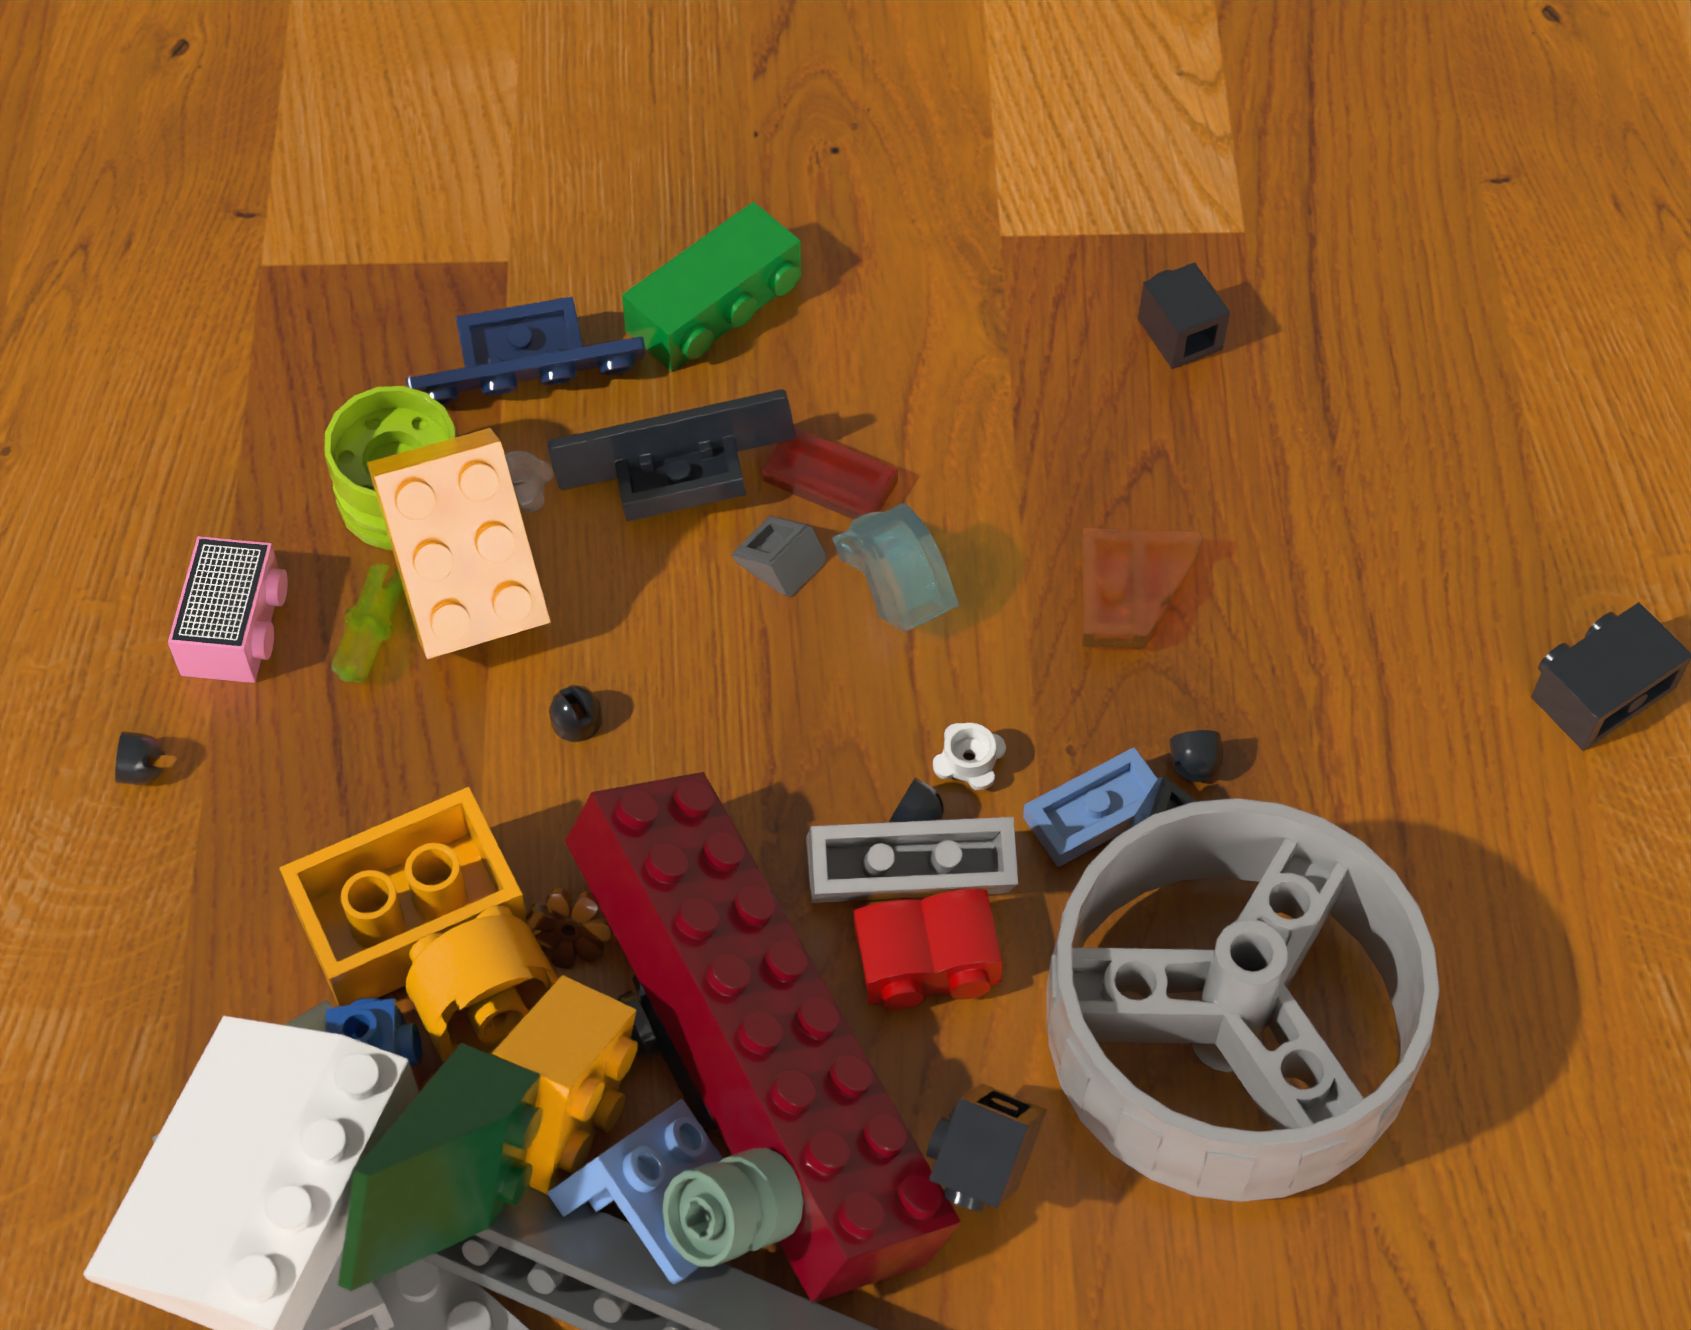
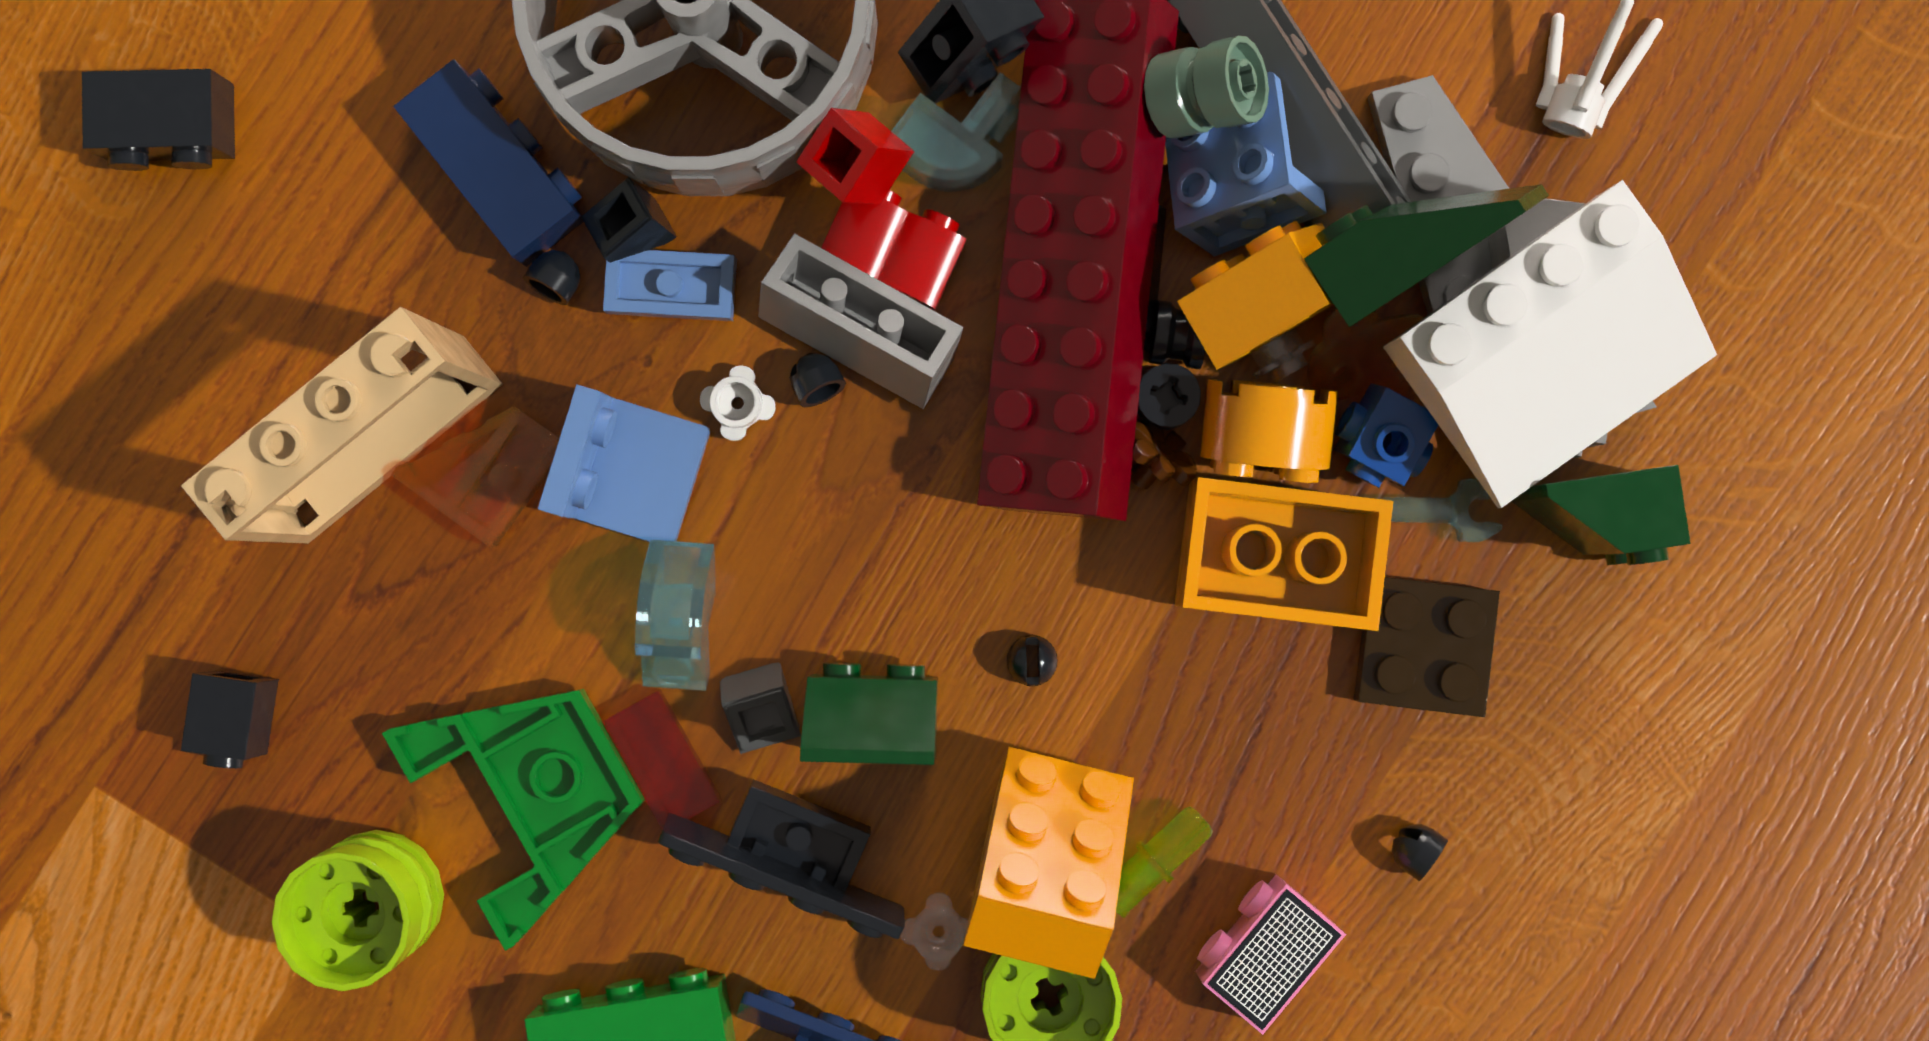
camera: 145 degrees left, 30 degrees up
(110, 1100) = (1617, 515): none -> dark green slope
(224, 925) = (1429, 648): none -> dark brown plate
(598, 952) = (1155, 404): none -> black wheel
(678, 573) = (870, 716): none -> dark green slope
(913, 413) = (552, 779): none -> green wing
(938, 1057) = (958, 154): none -> clear light blue brick
(979, 241) = (336, 934): none -> lime wheel
(1009, 957) = (855, 156): none -> red brick
(1025, 648) = (624, 467): none -> medium blue bracket
(1246, 505) = (342, 432): none -> tan window
(1360, 798) = (492, 161): none -> dark blue brick

